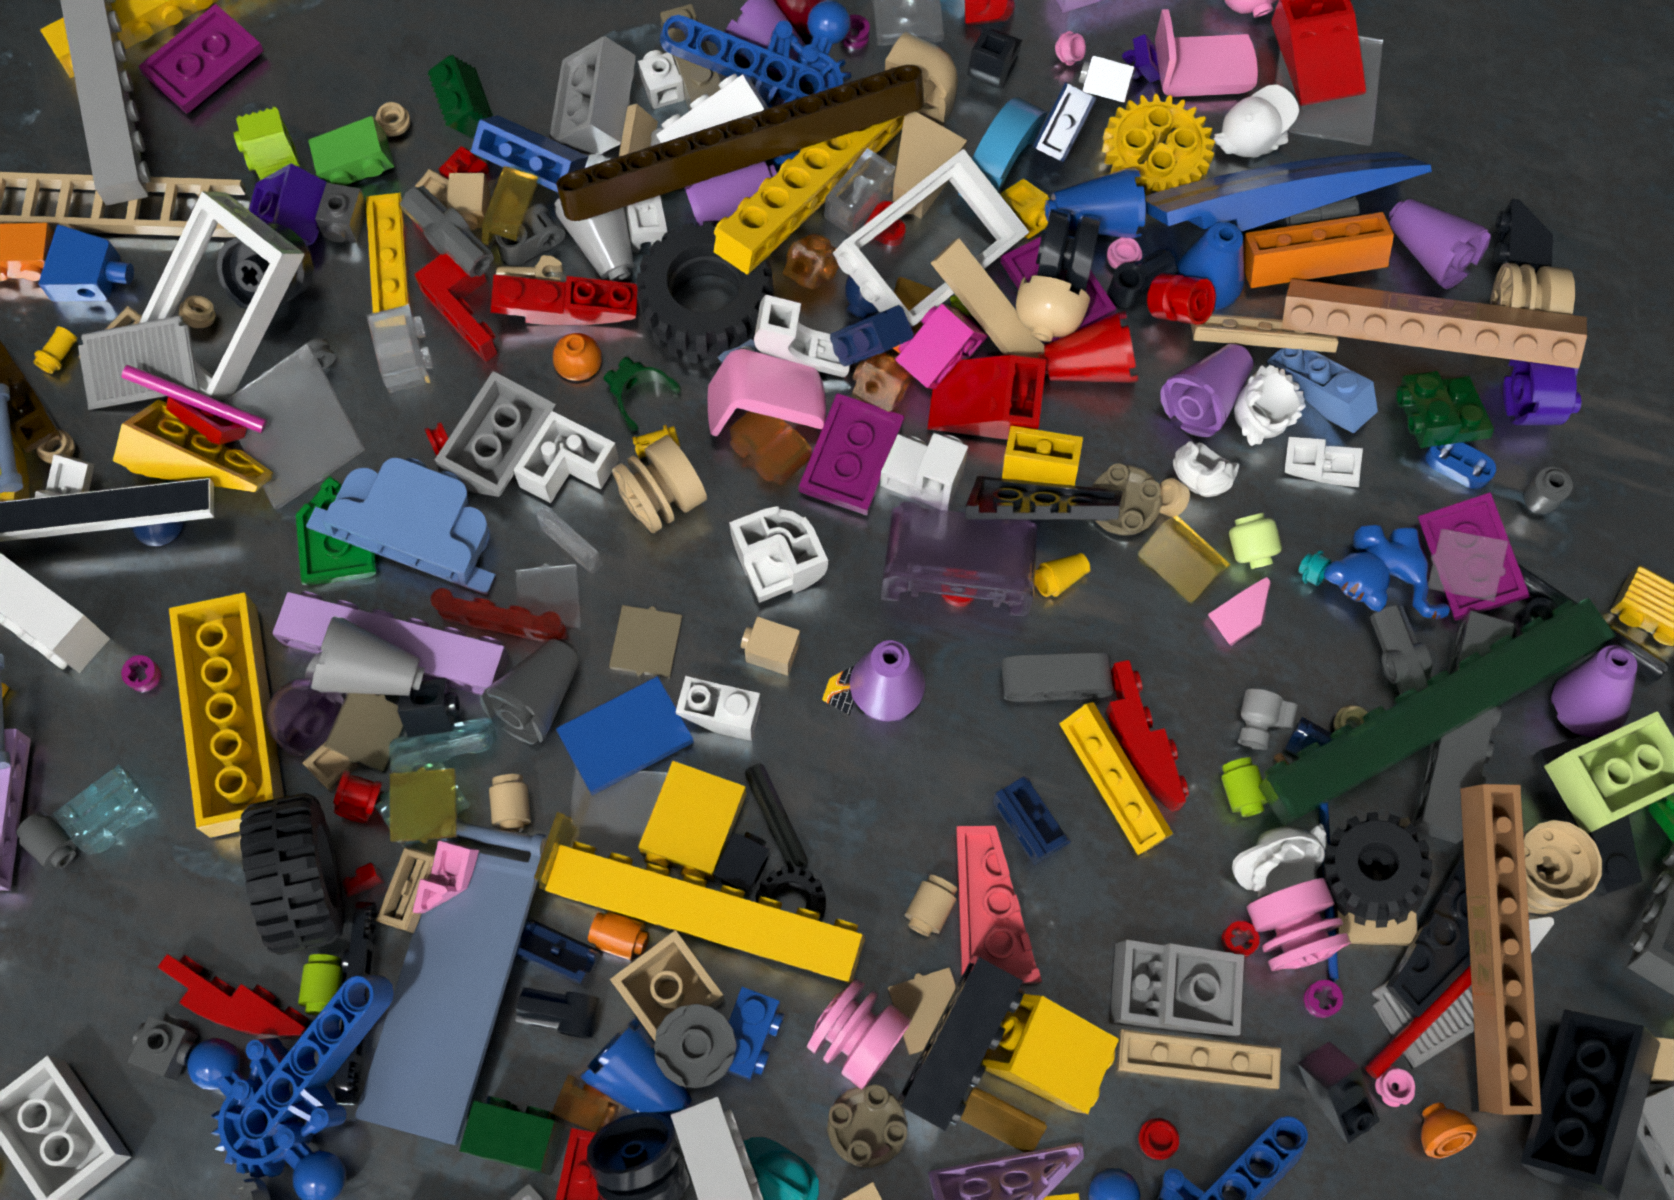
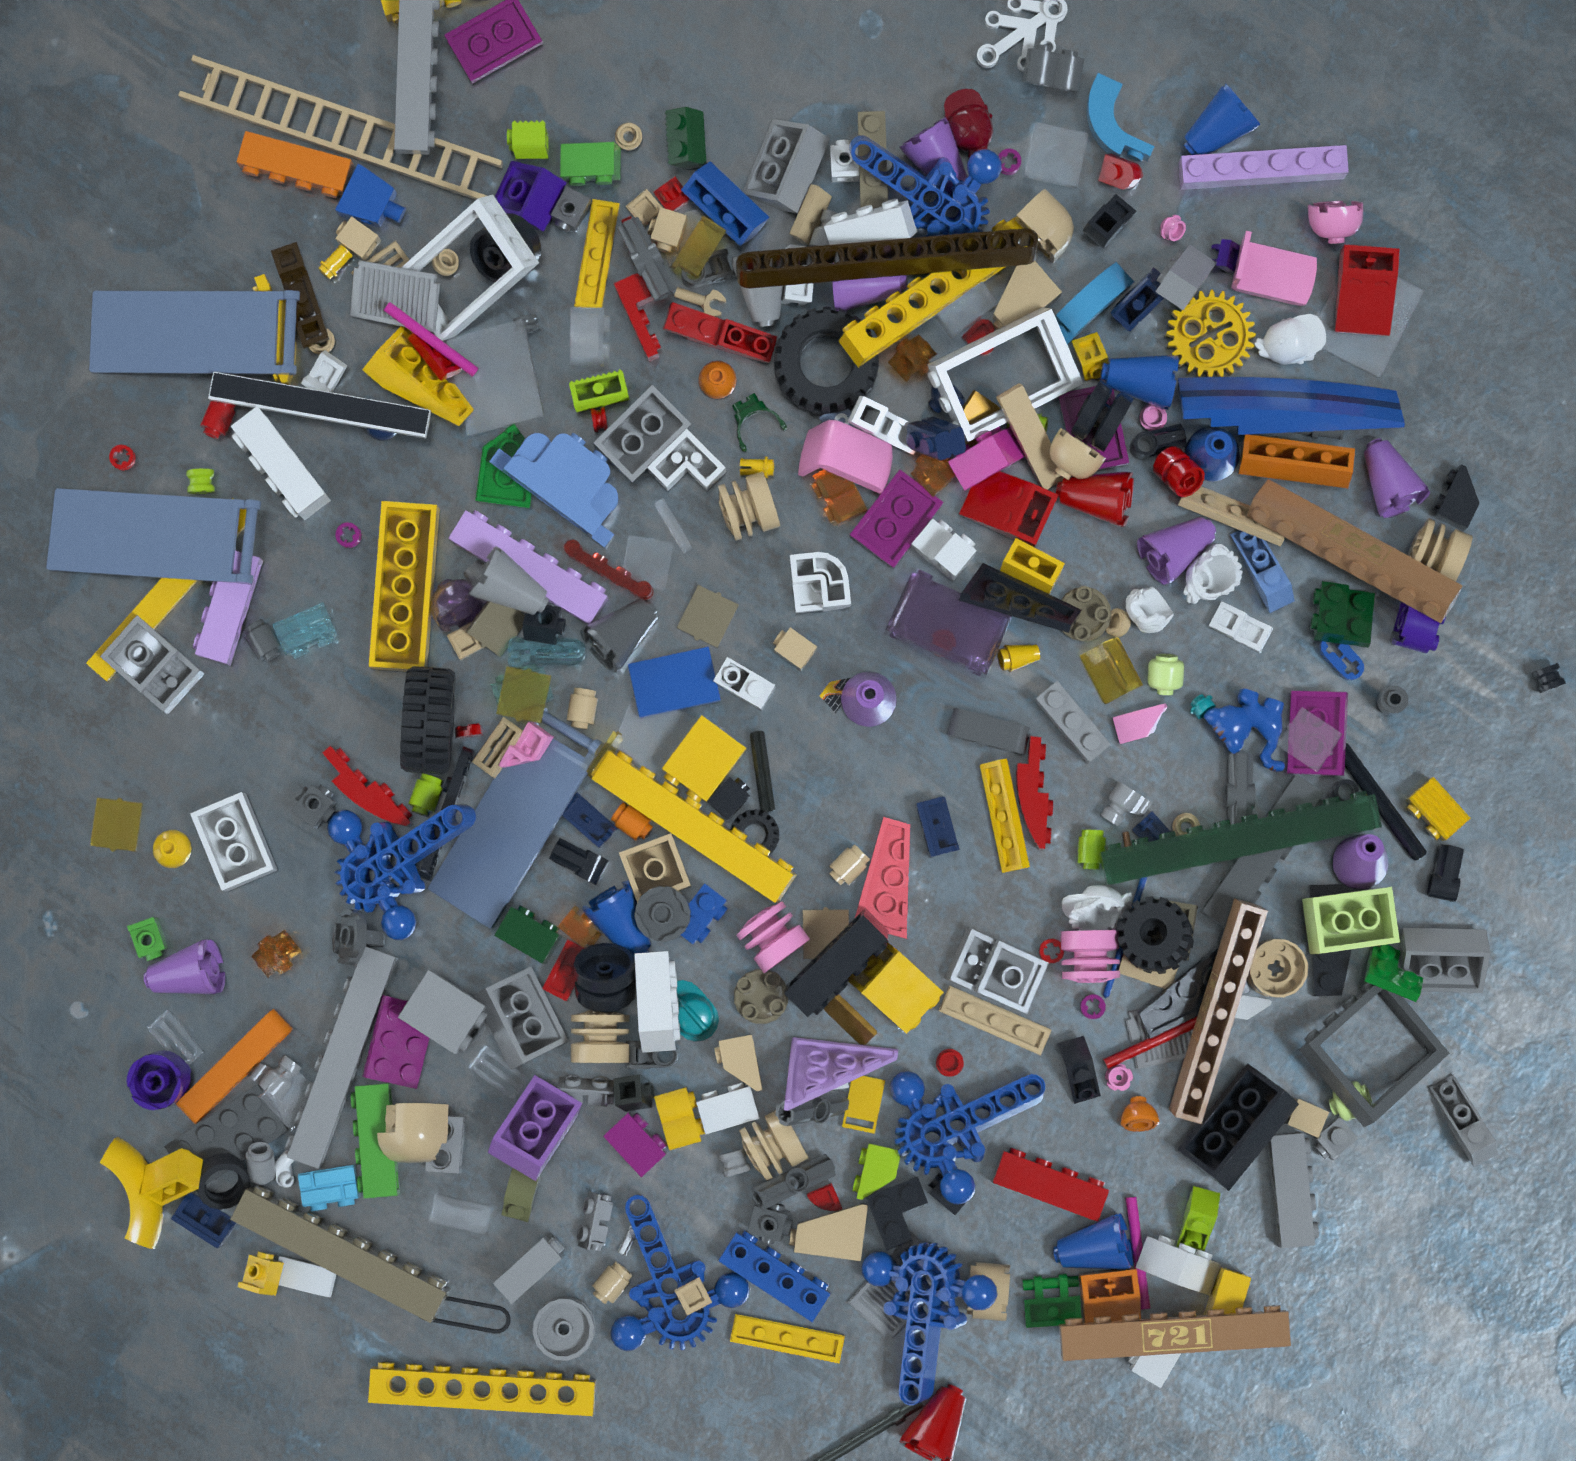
camera: 20 degrees right, 15 degrees up
(77, 312) = (357, 238): none -> tan brick
(356, 797) = (481, 674): red piece -> none
(428, 402) = (599, 391): none -> lime brick
(1160, 633) = (1072, 722): none -> light grey brick

